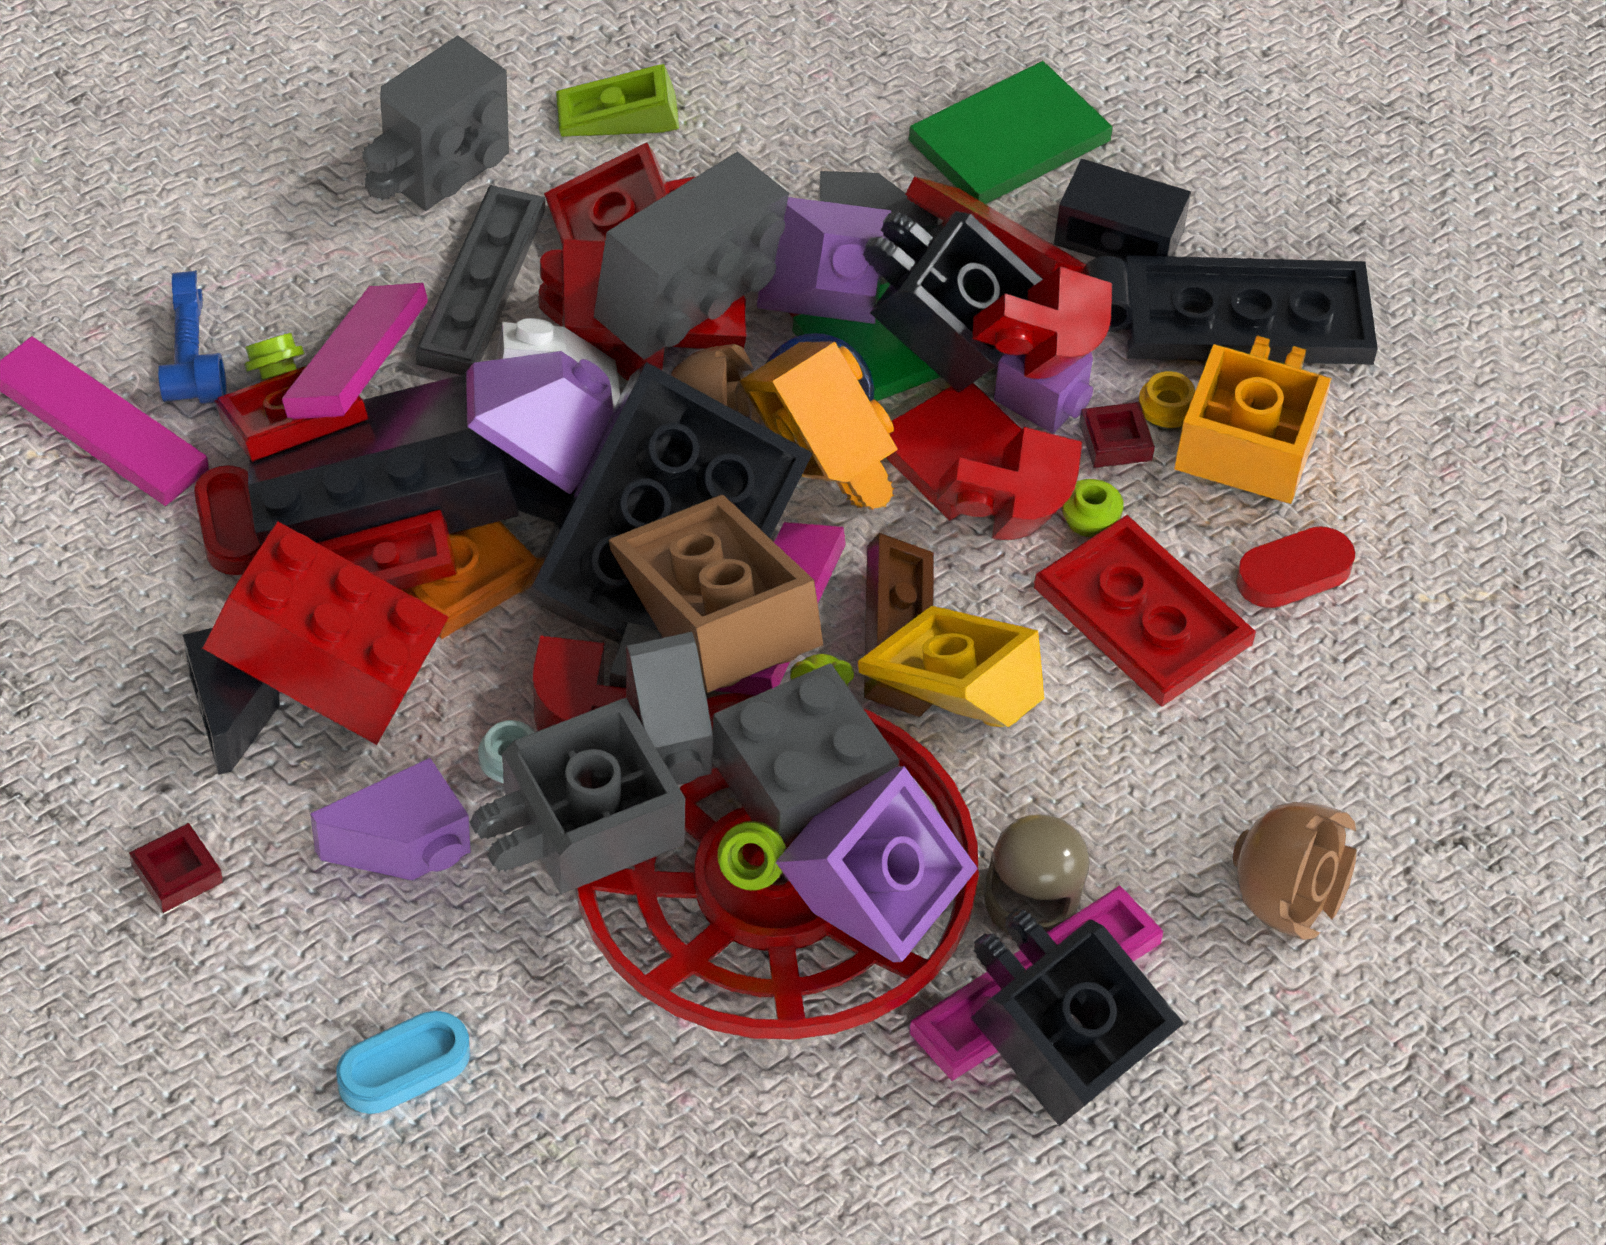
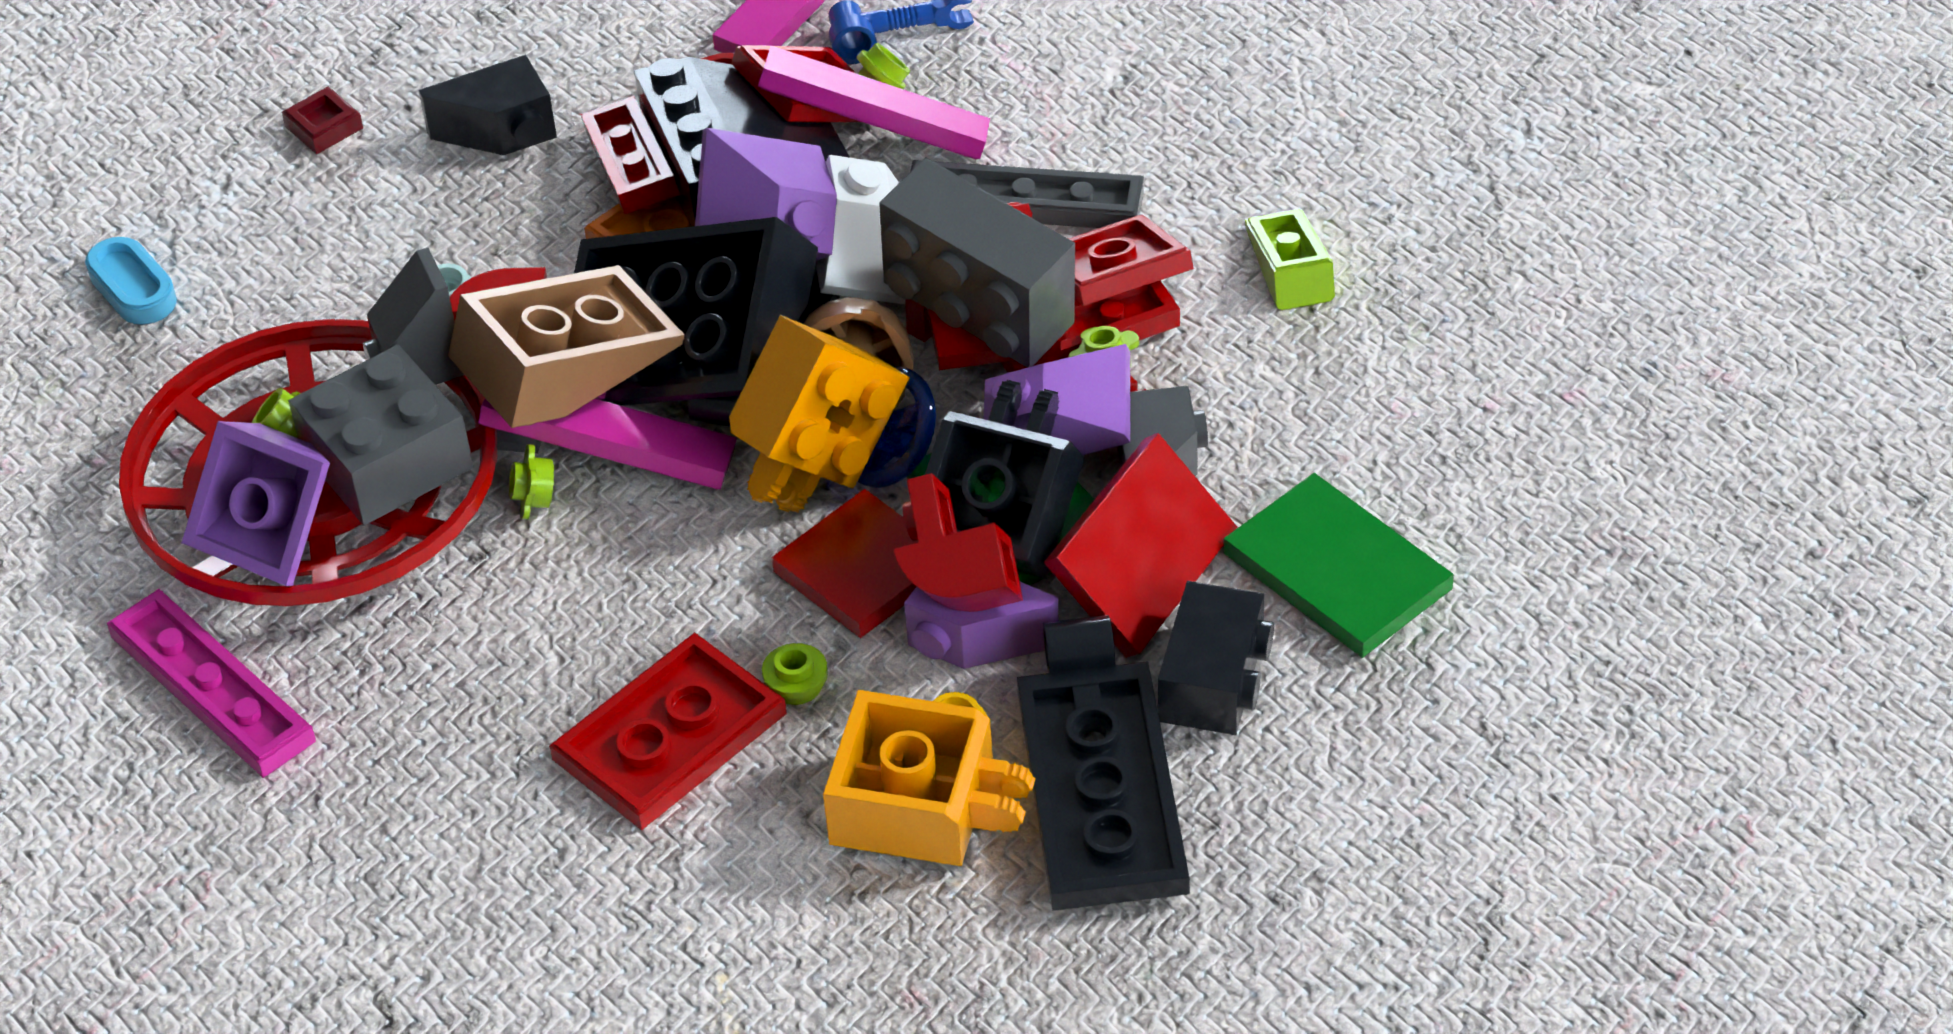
camera: 90 degrees right, 5 degrees down
(325, 632) = (520, 127): red brick -> none
(395, 825) = (356, 231): medium lavender slope -> none
(439, 125) = (1177, 107): dark grey hinge -> none
(586, 799) = (317, 293): dark grey hinge -> none
(896, 593) = (610, 529): reddish brown plate -> none
(962, 665) = (531, 560): yellow slope -> none
(1023, 493) = (788, 598): red brick -> none
(1041, 861) = (309, 652): dark tan helmet -> none
(1081, 977) = (131, 670): black hinge -> none
(1116, 434) = (905, 677): dark red tile -> none
(1295, 567) = (739, 851): red tile -> none
(1295, 866) = (310, 845): medium nougat cylinder -> none

